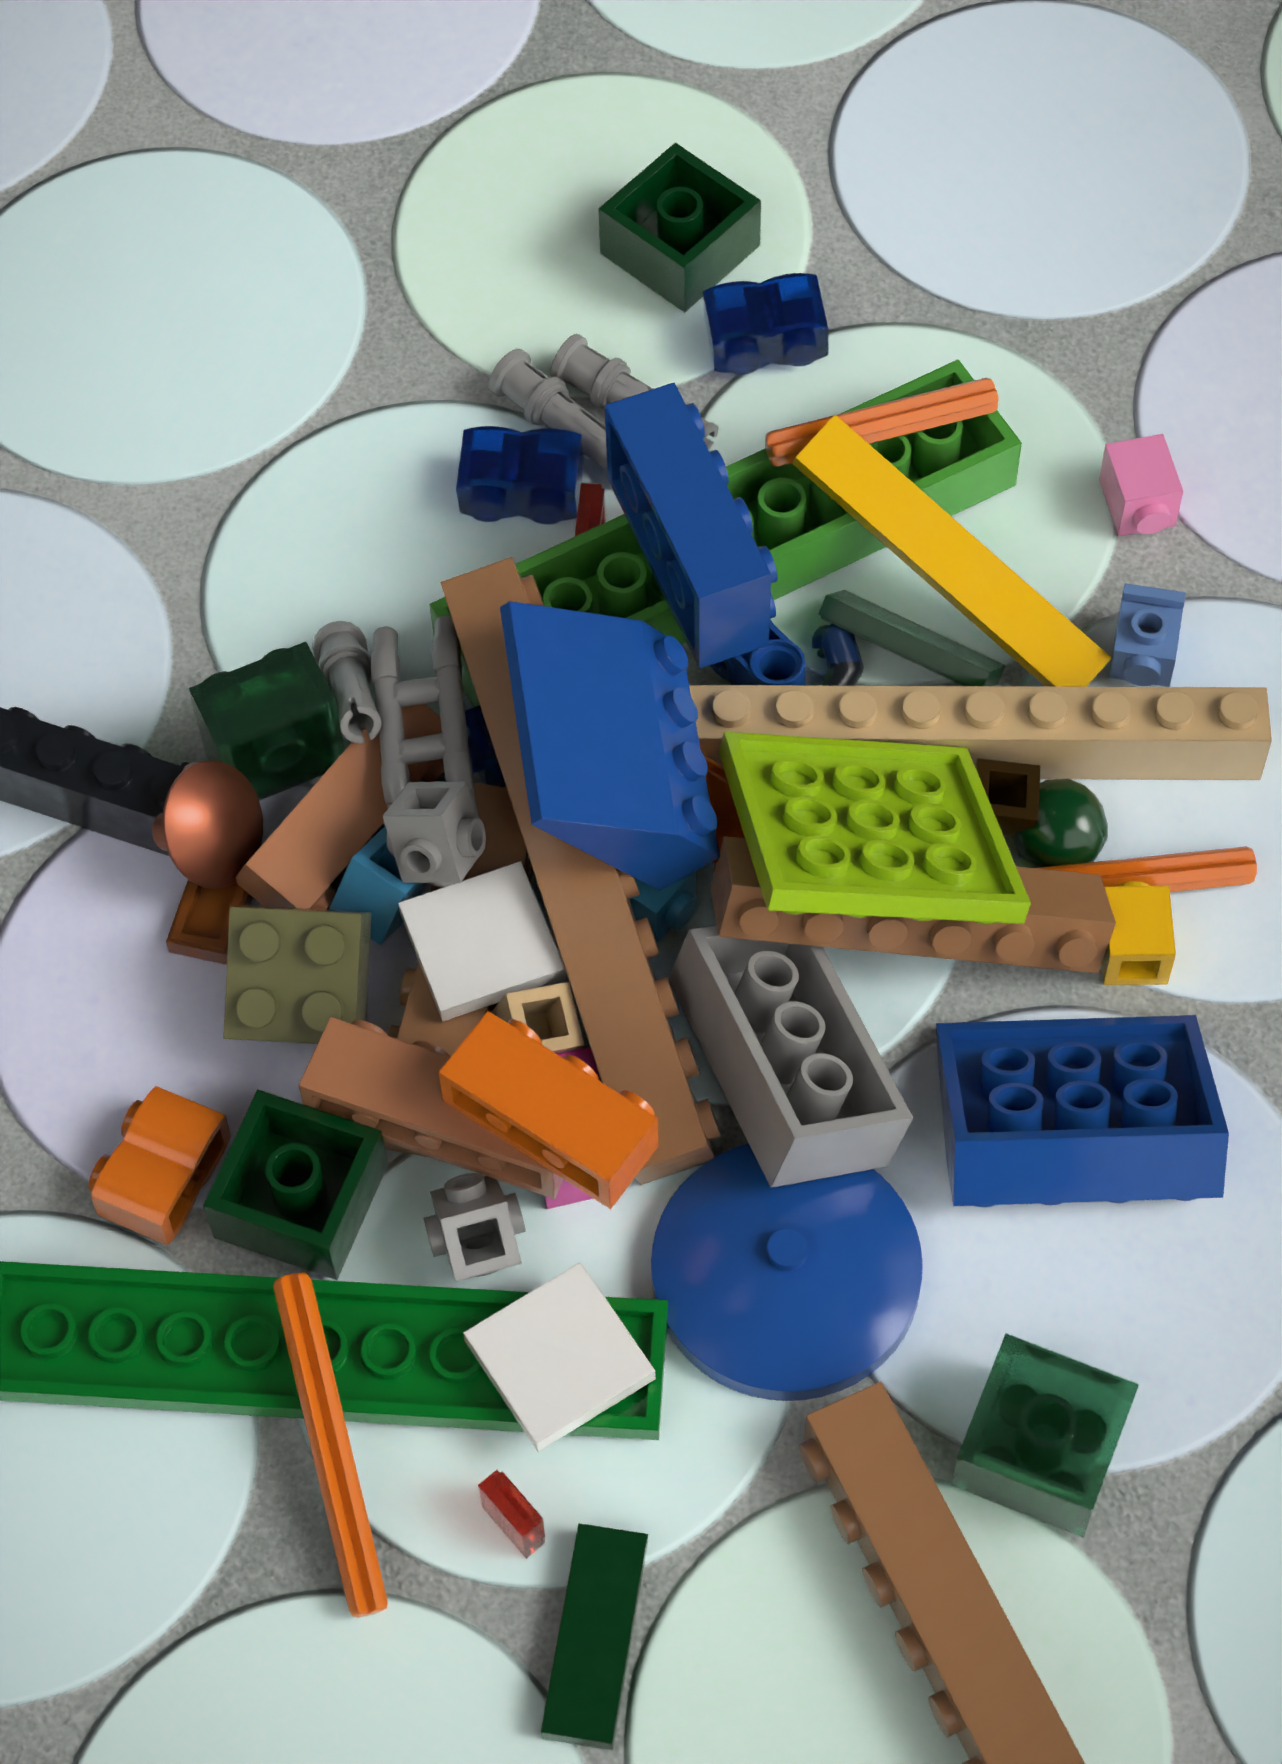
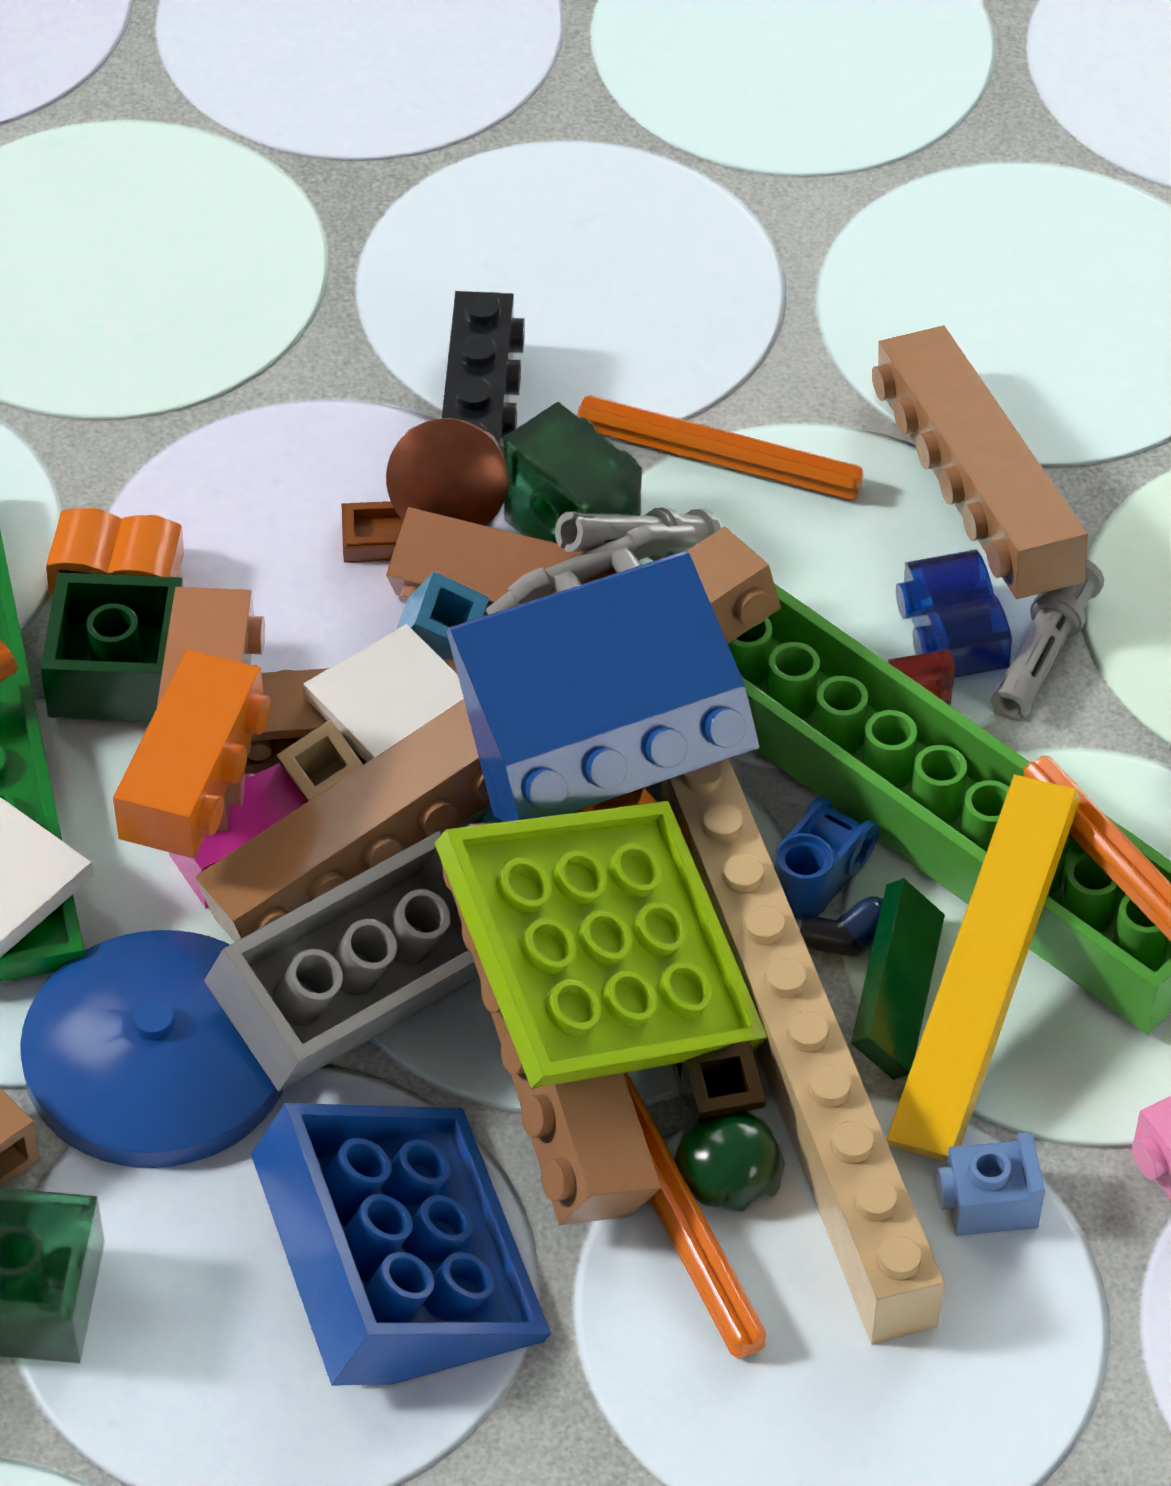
camera: 70 degrees right, 10 degrees down
(225, 604) = (723, 448): none -> orange axle
(294, 972) = (320, 584): olive brick -> none
(361, 392) = (981, 463): none -> medium nougat brick
(434, 832) = (466, 595): light grey brick -> none
(475, 1226) = (92, 778): light grey brick -> none
(603, 378) = (1102, 661): light grey pin -> none
(690, 524) = (882, 701): blue brick -> none
(1143, 935) = (617, 1248): yellow brick -> none

